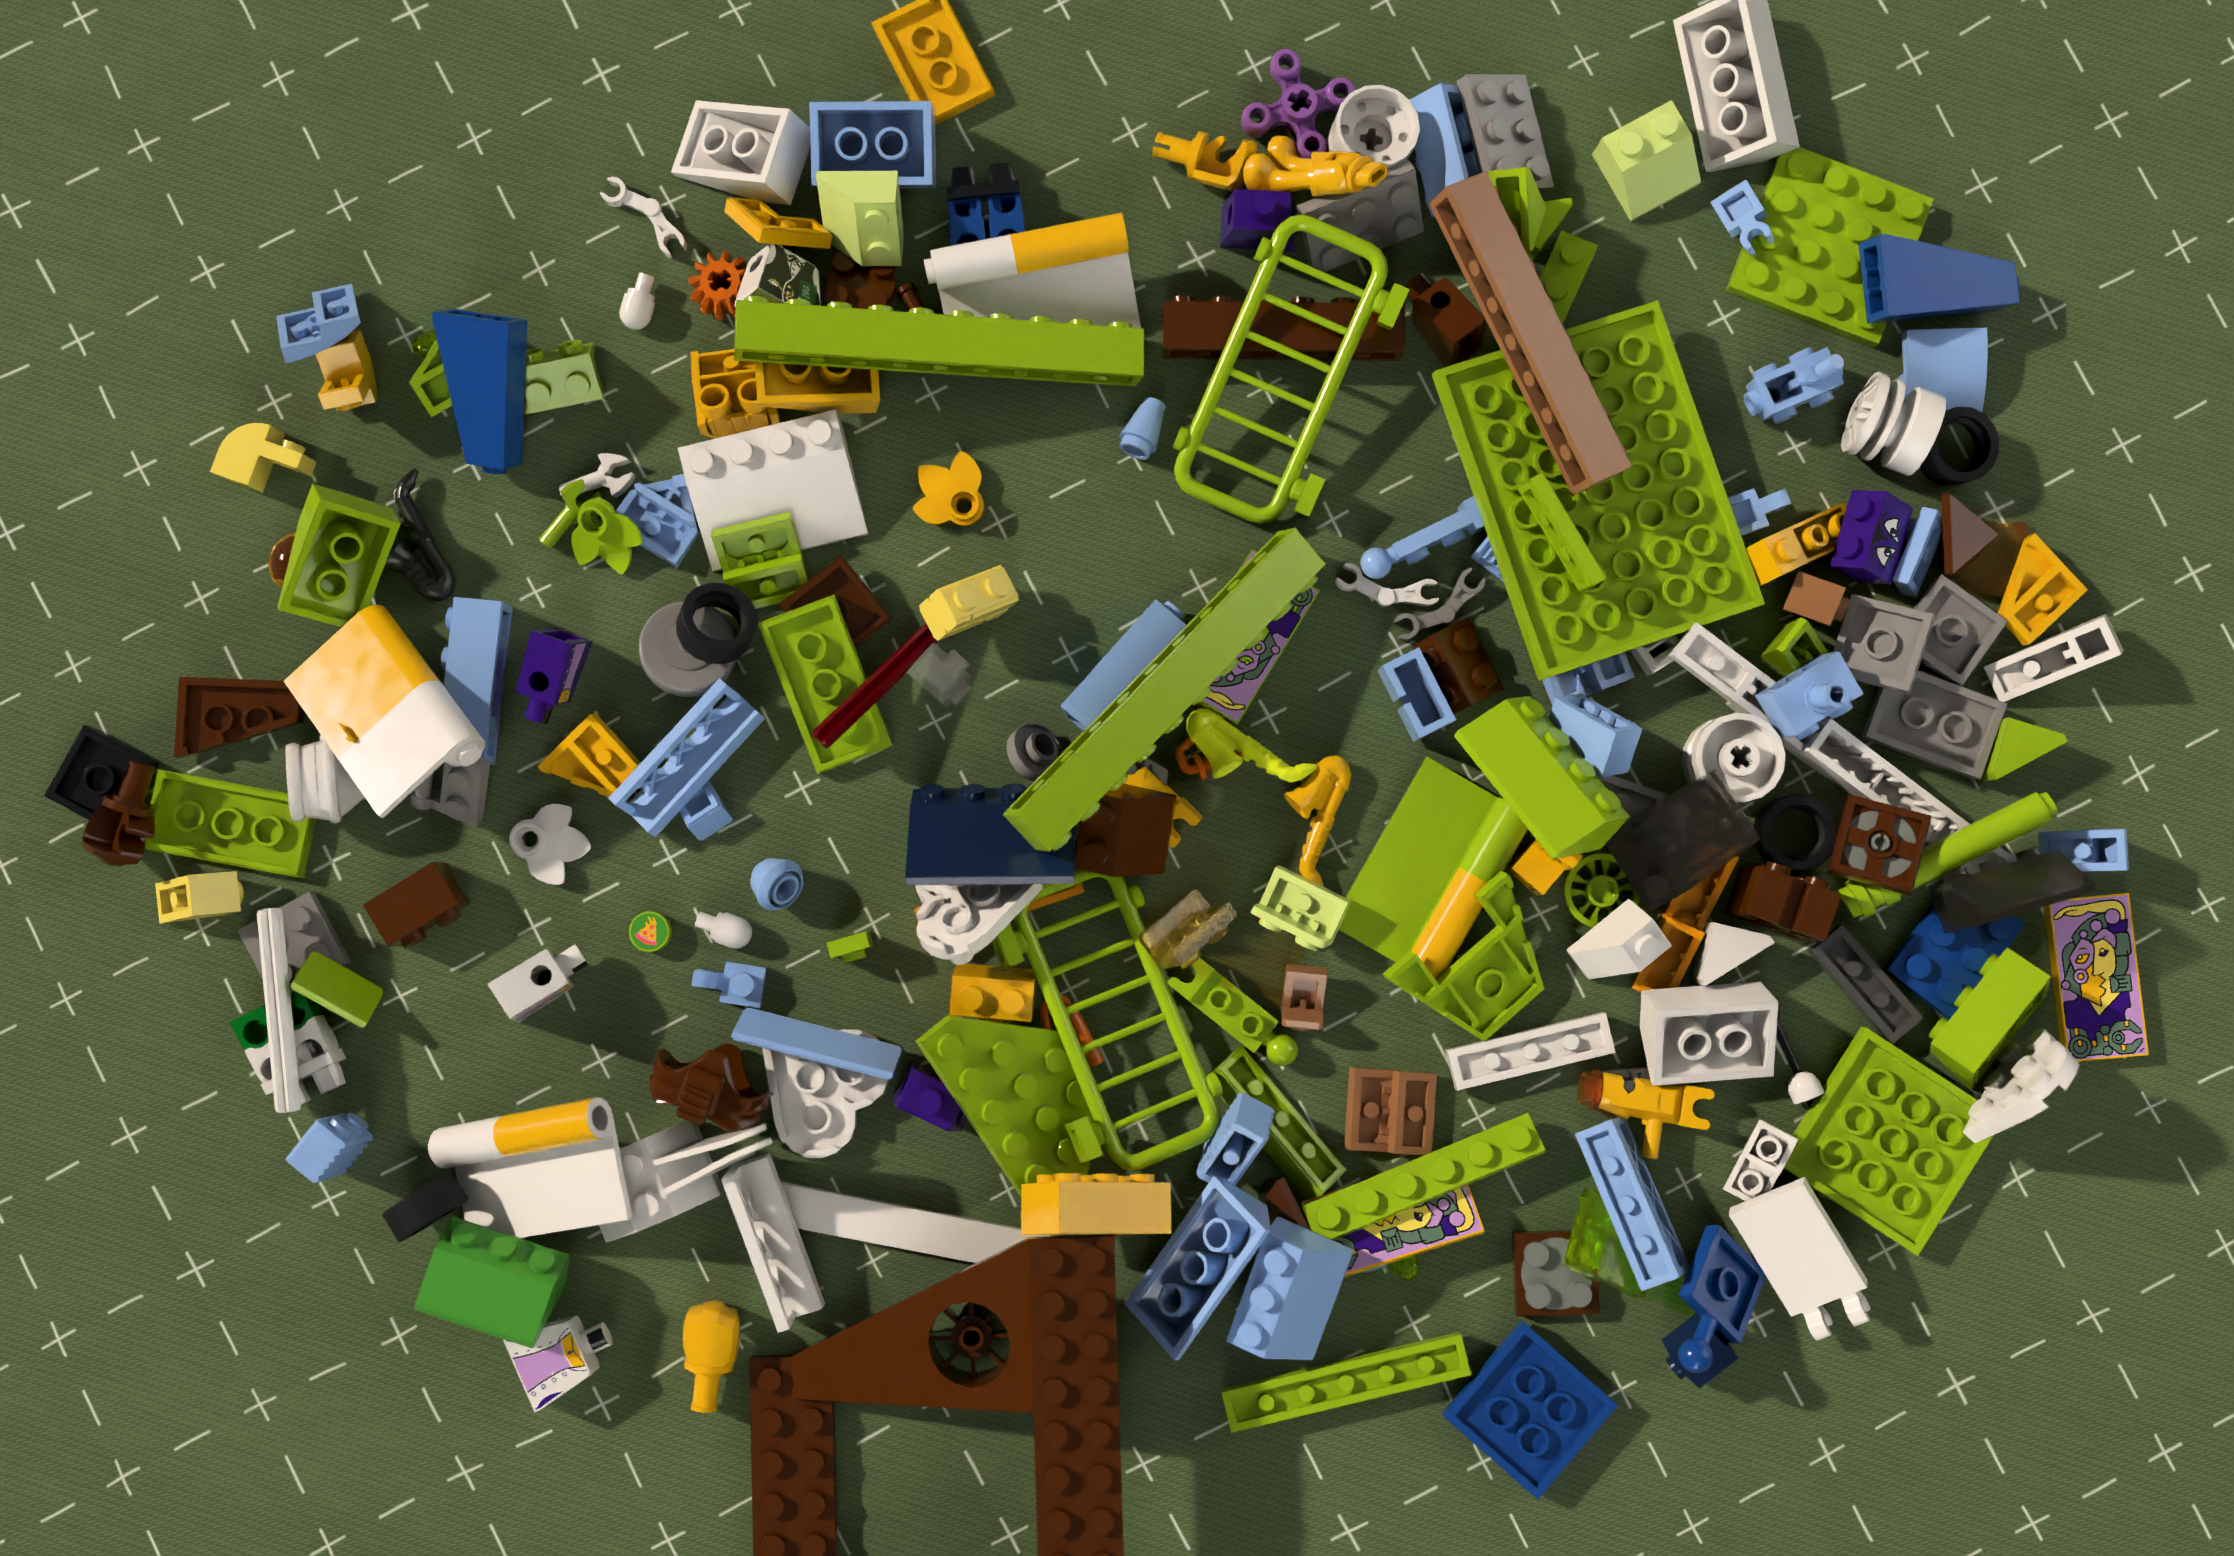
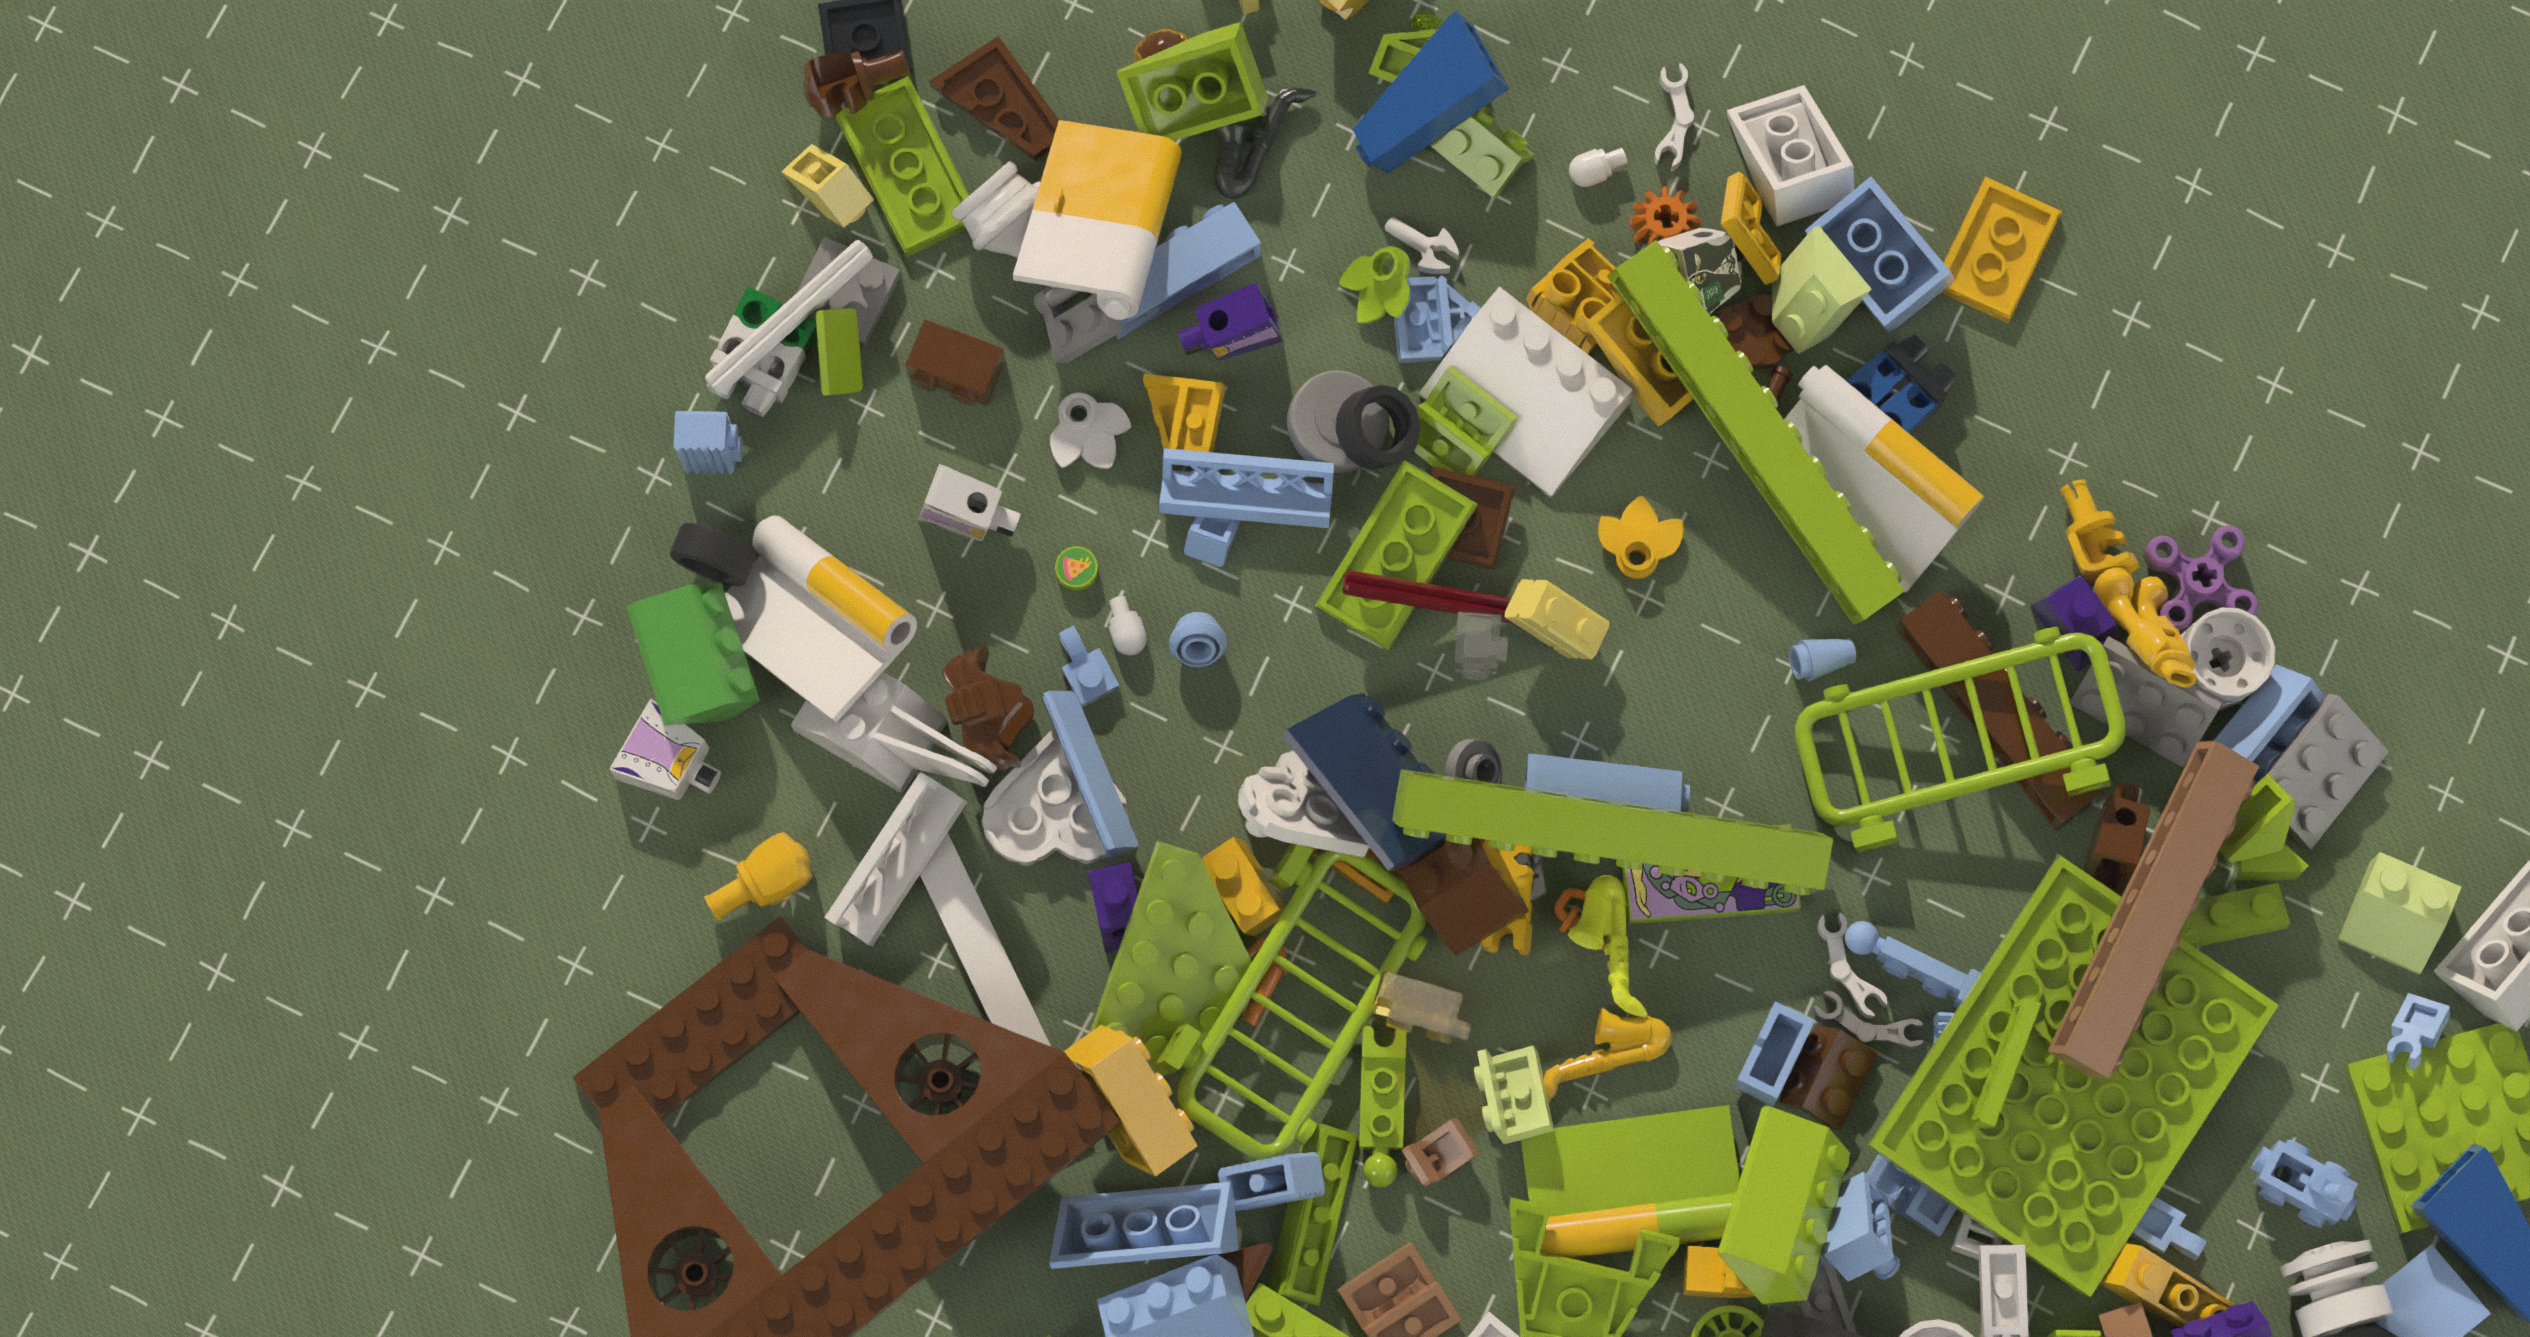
camera: 55 degrees right, 10 degrees down
(567, 515) = (1369, 242): lime bar -> none
(851, 947) = (1191, 741): lime plate -> none

